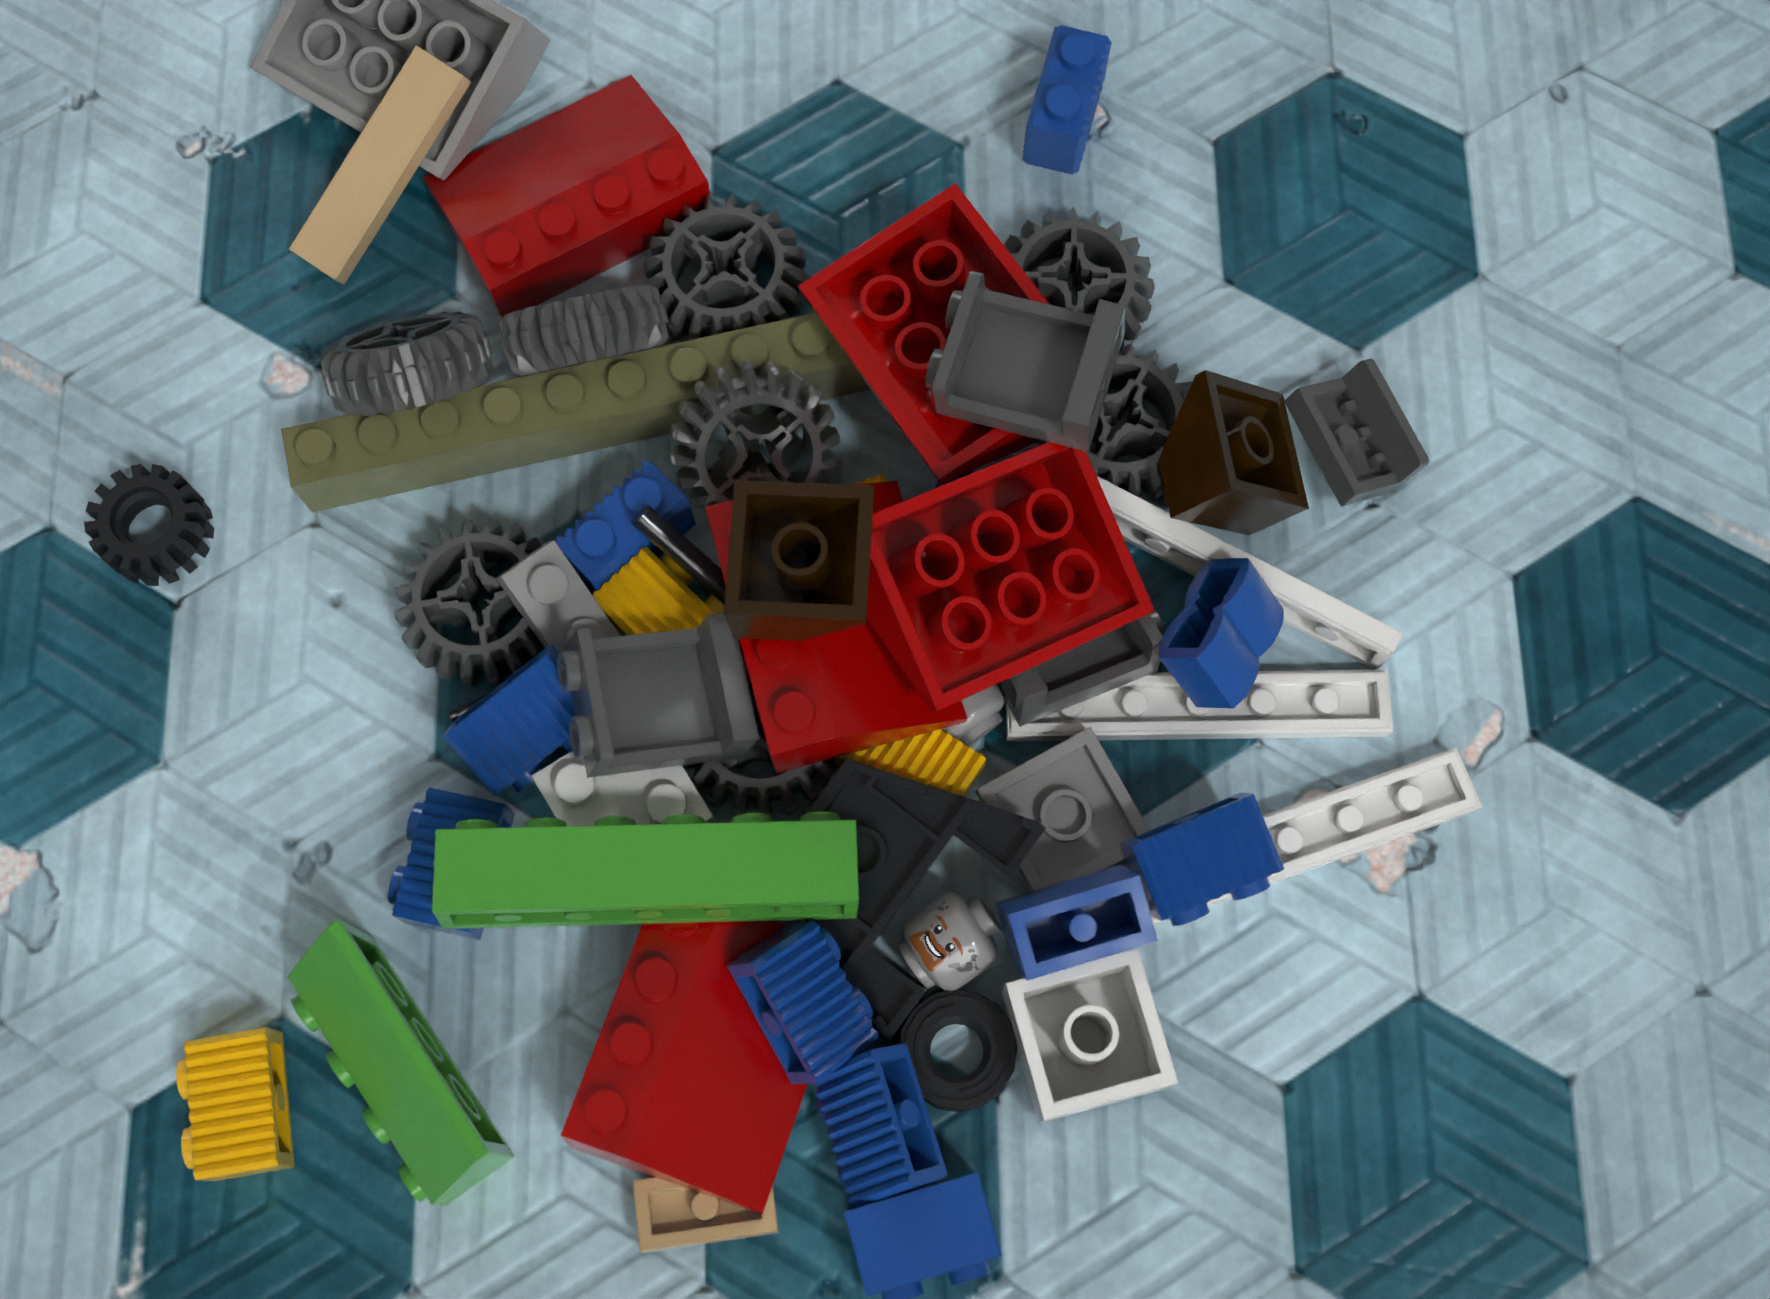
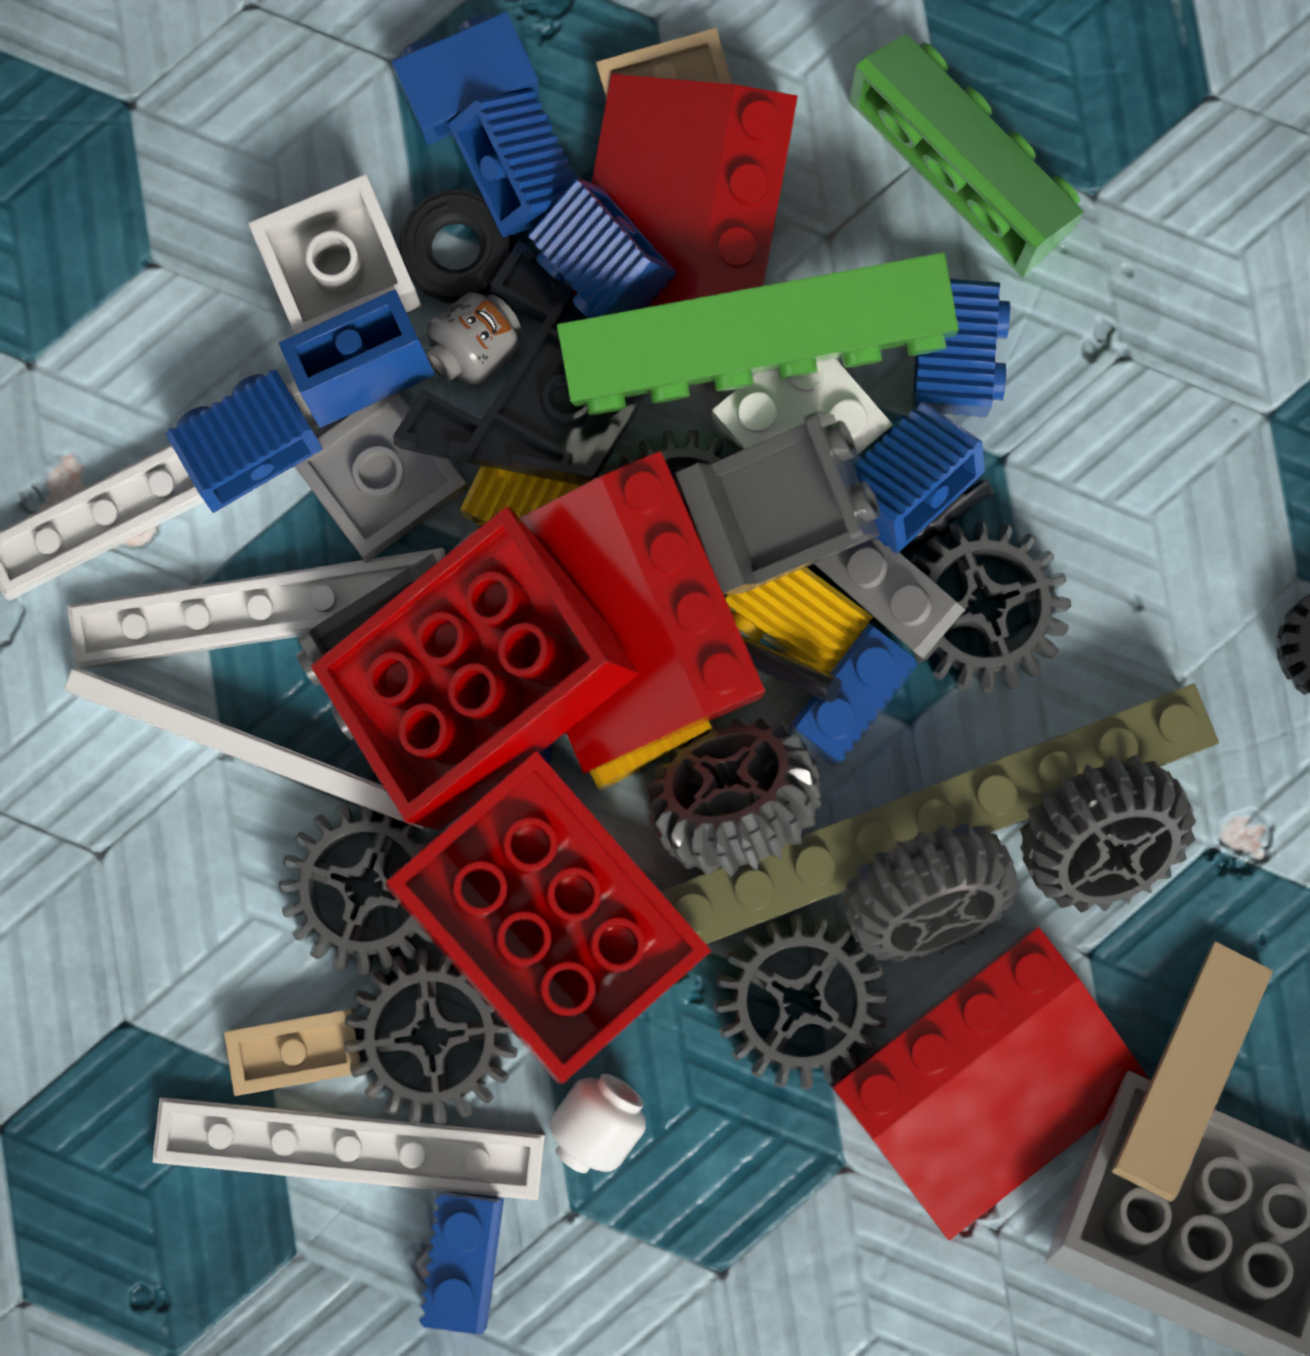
camera: 175 degrees right, 10 degrees up
(236, 1105) = (1108, 102): yellow brick -> none
(798, 559) = (654, 614): dark brown slope -> none
(922, 180) = (598, 1124): none -> white head
(1025, 364) = (463, 872): dark grey panel -> none
(1162, 214) = (349, 1148): none -> white tile
(1205, 294) = (290, 1052): none -> tan plate
(1221, 633) = (242, 661): blue brick -> none
(1231, 458) = (245, 847): dark brown slope -> none
(1357, 434) = (121, 909): dark grey bracket -> none

